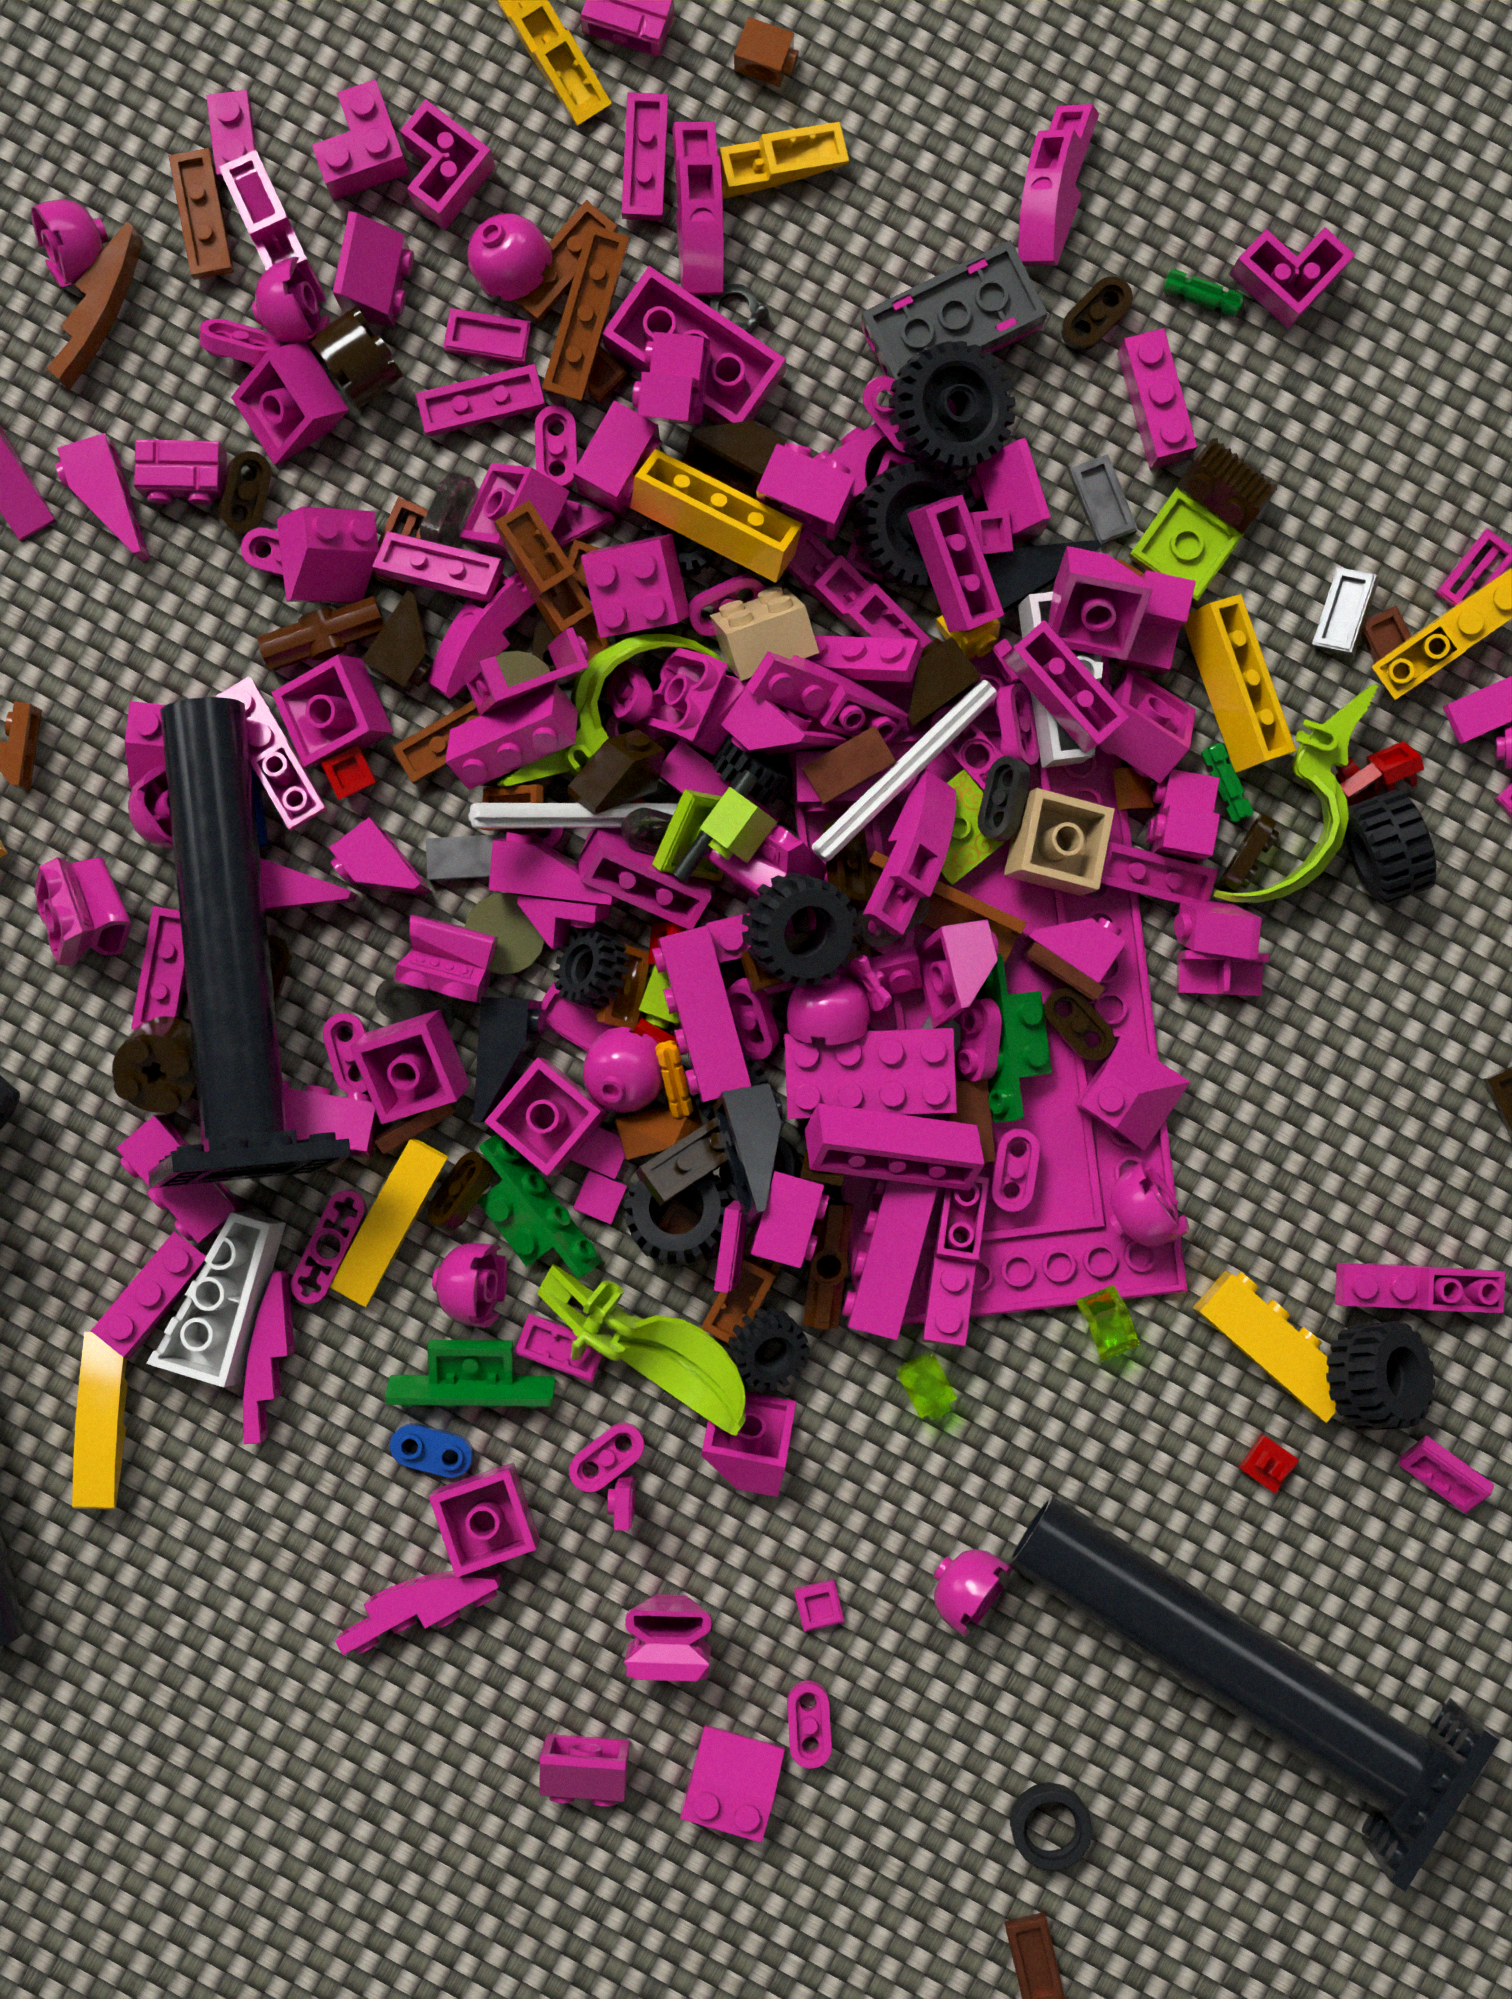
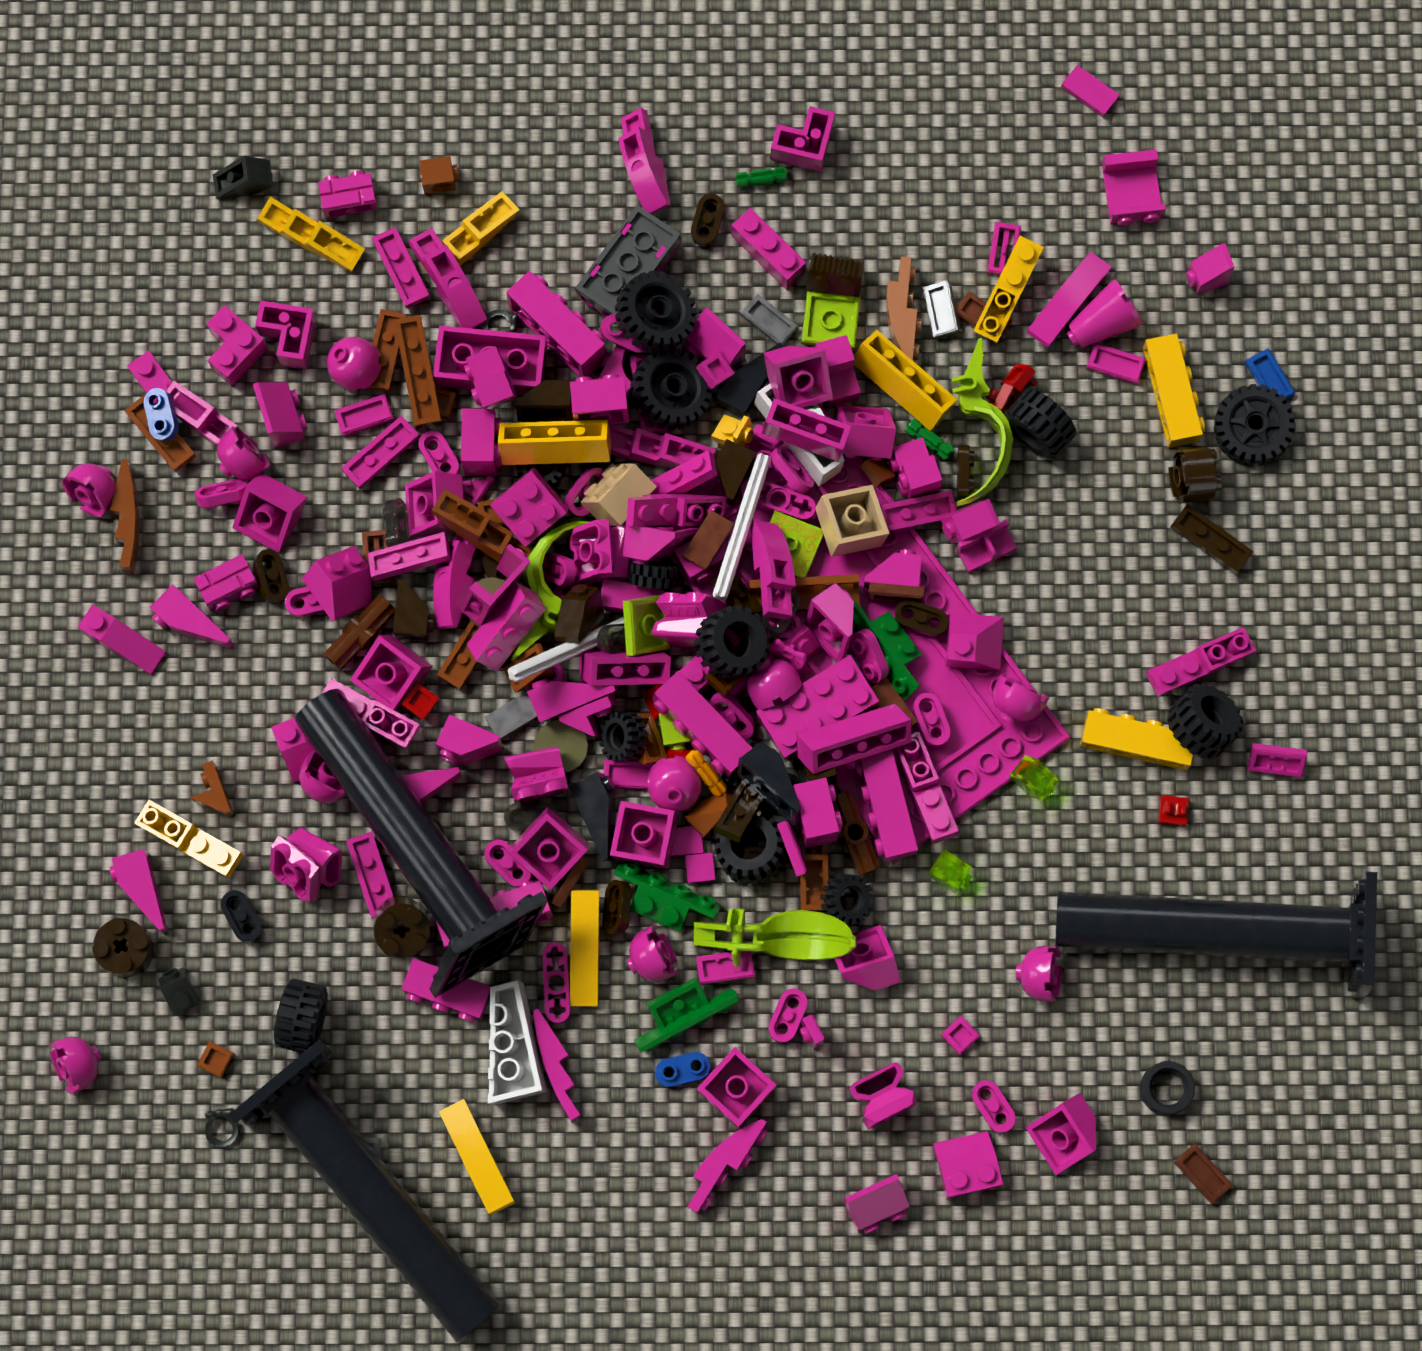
camera: 25 degrees left, 10 degrees down
(150, 1296) = (468, 1064): dark pink brick -> none
(213, 186) = (159, 413): none -> plate
(356, 358) = (296, 465): dark brown brick -> none
(700, 845) = (651, 612): pearl dark grey bar -> none
(737, 826) = (664, 604): lime brick -> none
(809, 341) = (565, 330): none -> dark pink brick
(884, 1813) = (1065, 1133): none -> dark pink slope
(955, 564) = (706, 397): dark pink brick -> none
(1004, 798) = (806, 512): pearl dark grey plate -> none
(1281, 597) = (901, 318): none -> nougat slope

